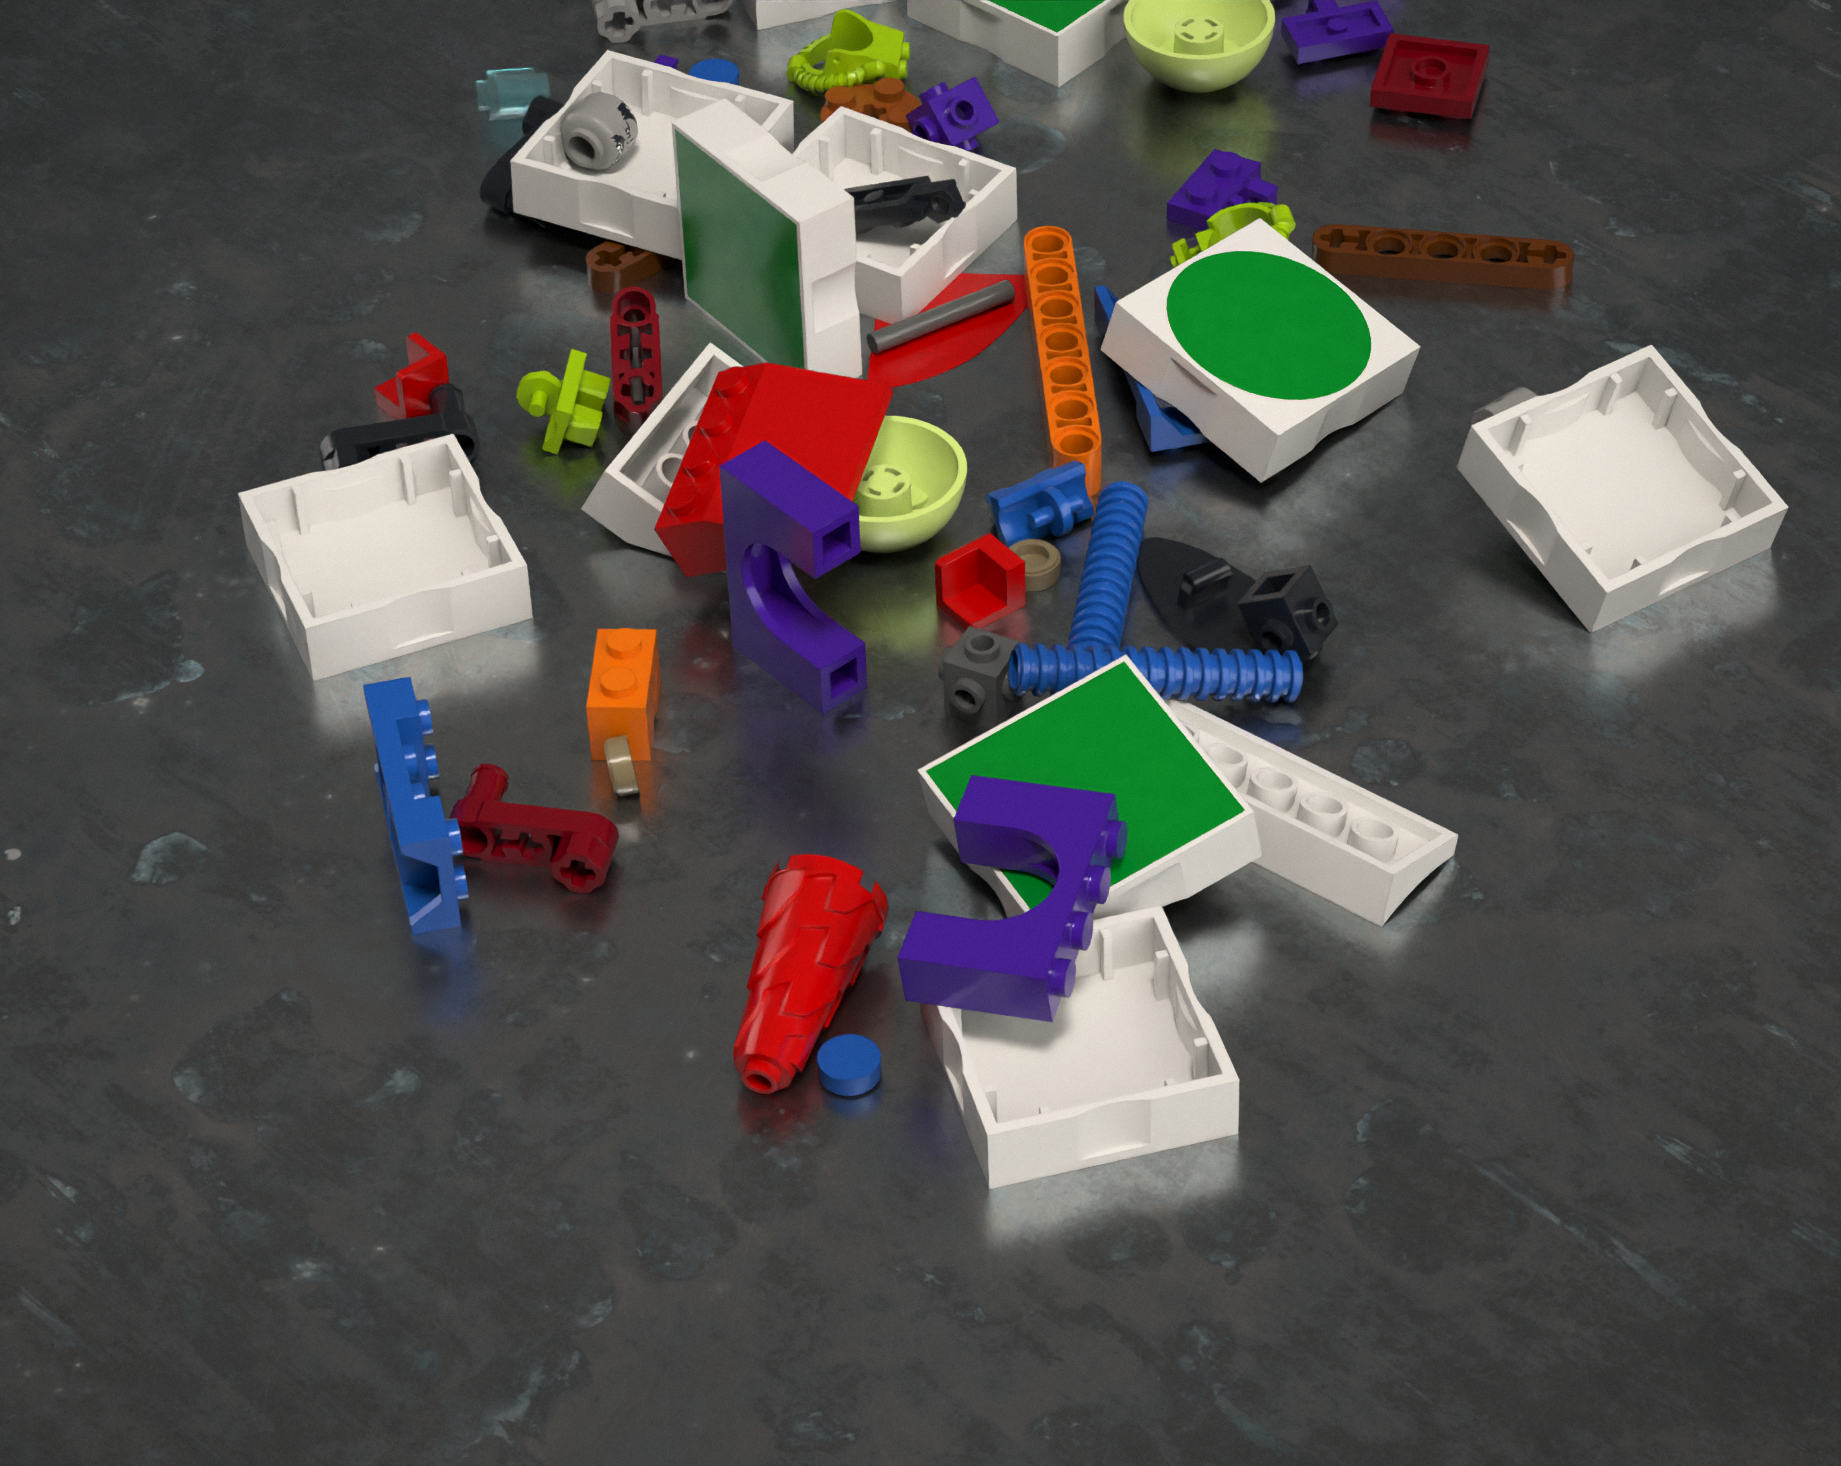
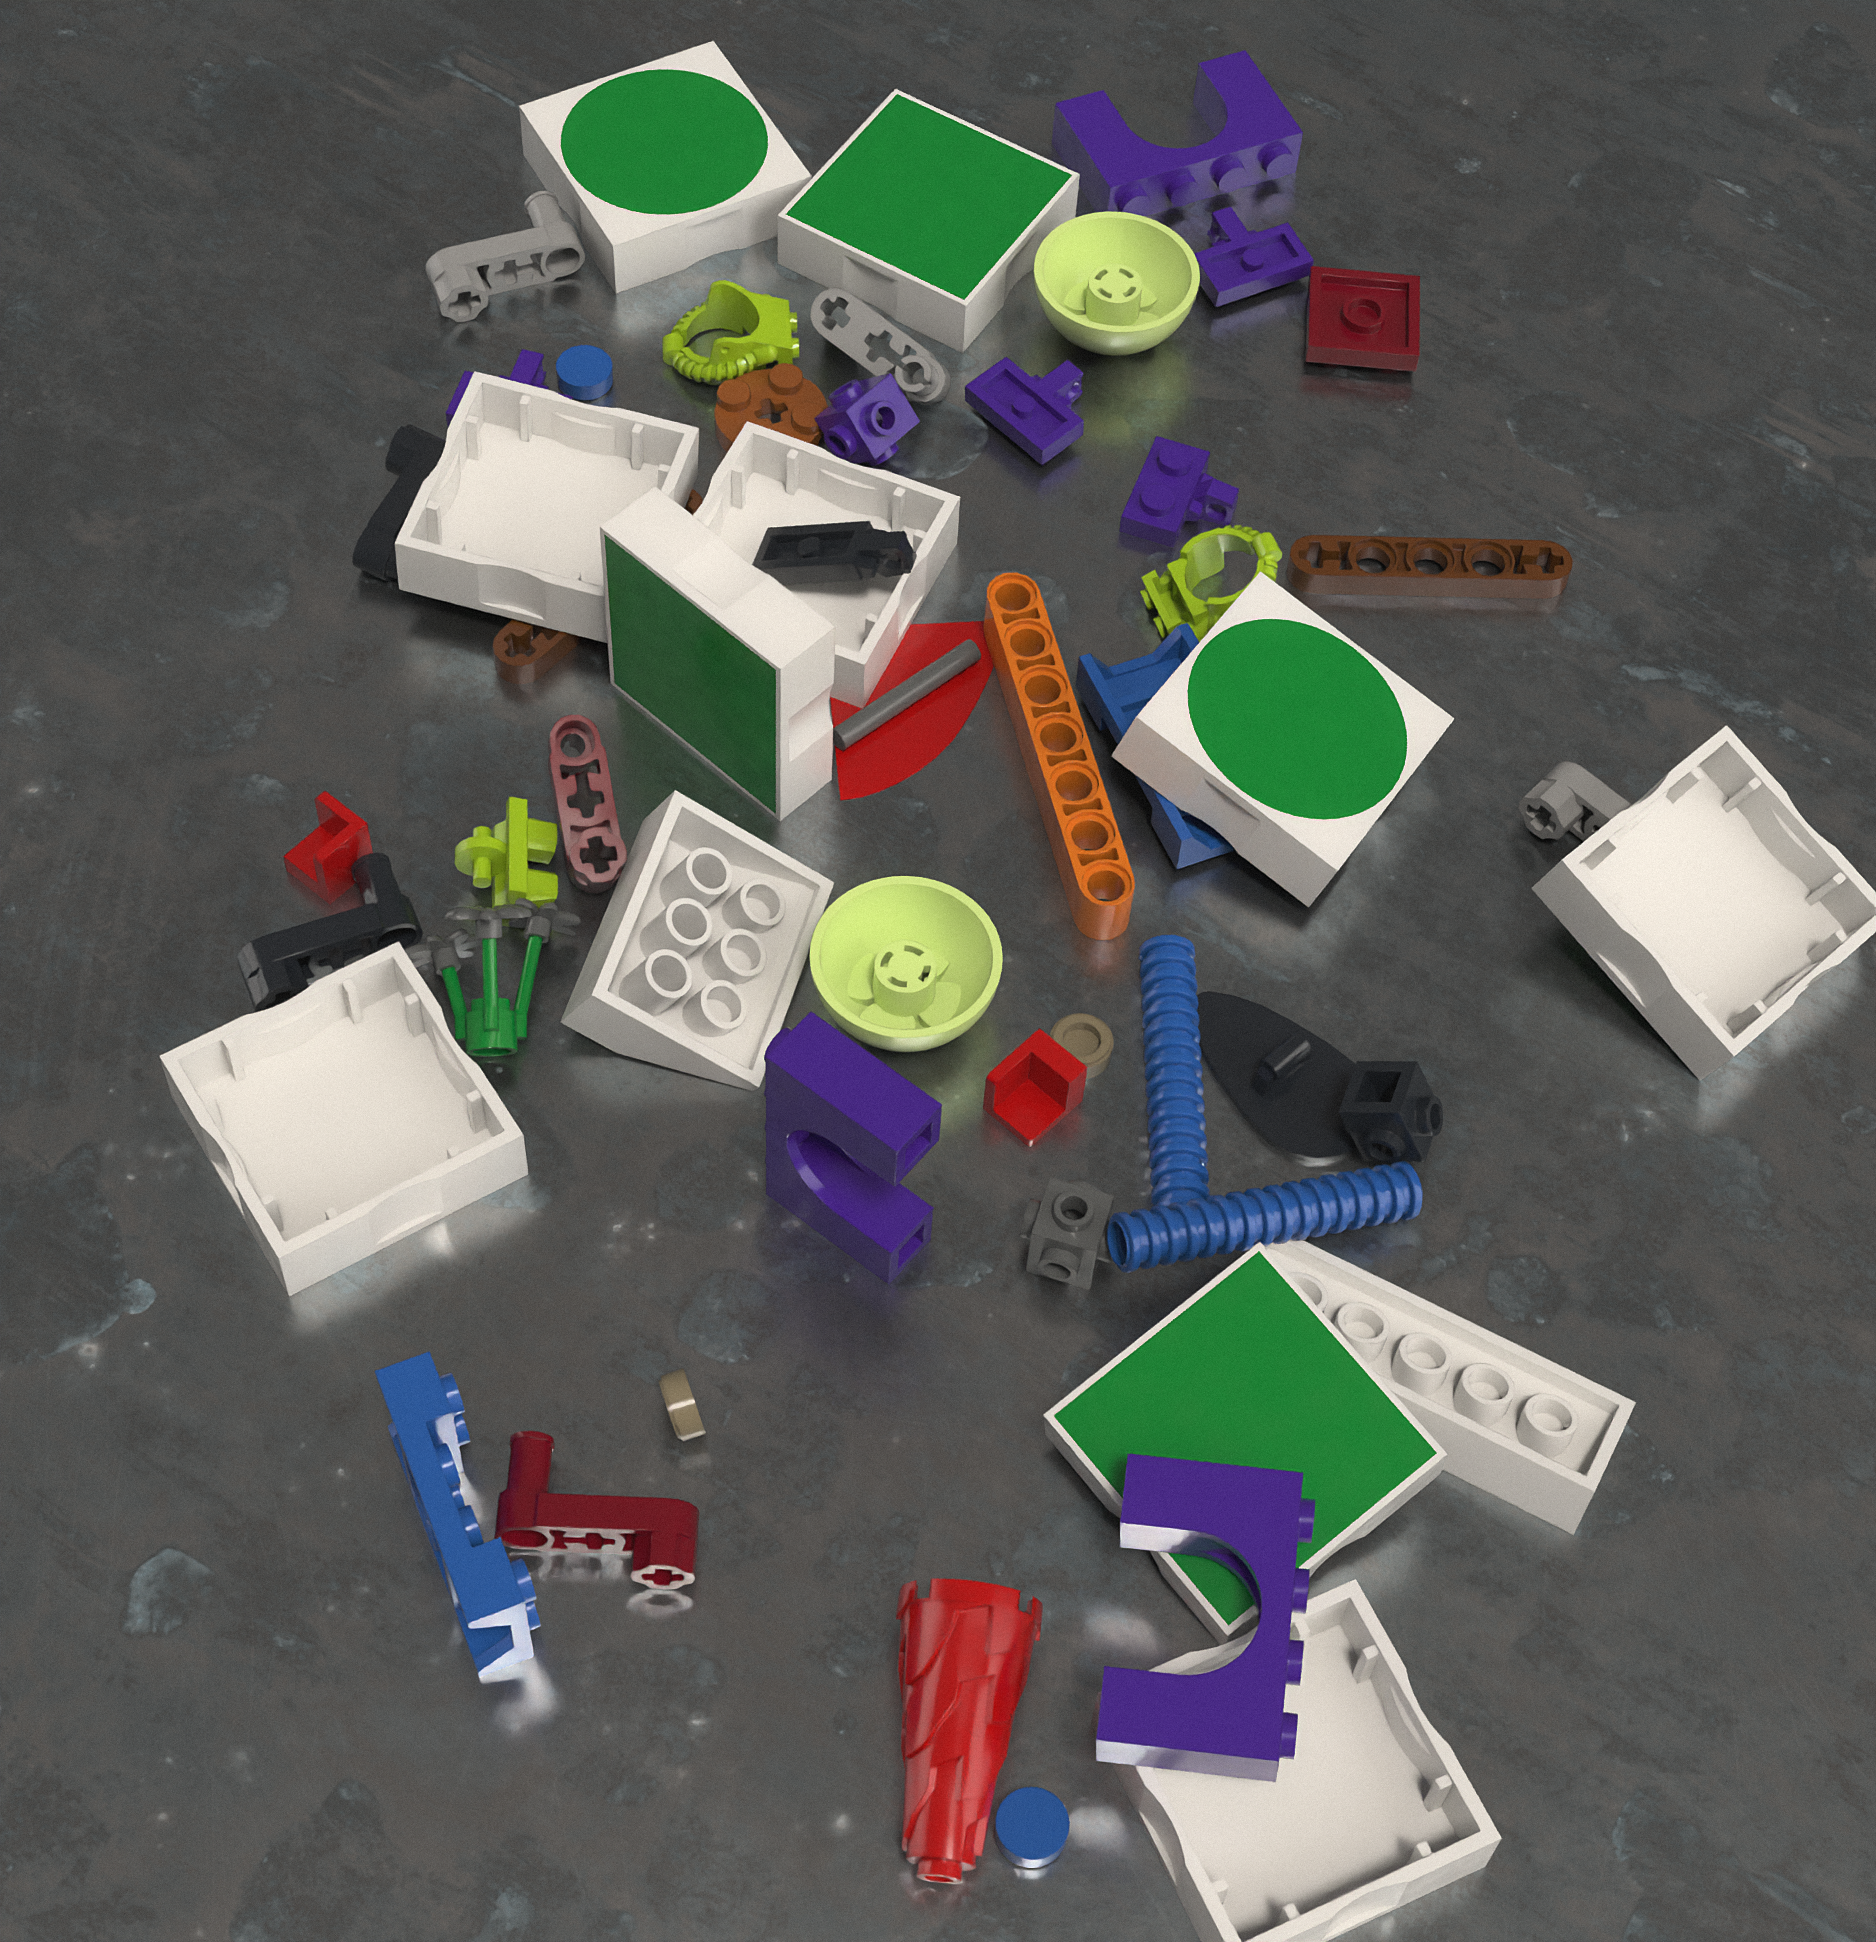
camera: 15 degrees left, 15 degrees up
(509, 92) = (363, 411): clear light blue brick -> none
(522, 505) = (491, 1025): none -> plant
(599, 131) = (483, 482): light grey head -> none
(624, 690) = (665, 1299): orange brick -> none
(807, 414) = (769, 942): red slope -> none
(1005, 89) = (862, 328): none -> light grey beam
(1041, 504) = (1081, 968): blue hips -> none
(1106, 126) = (1028, 408): none -> dark purple hinge

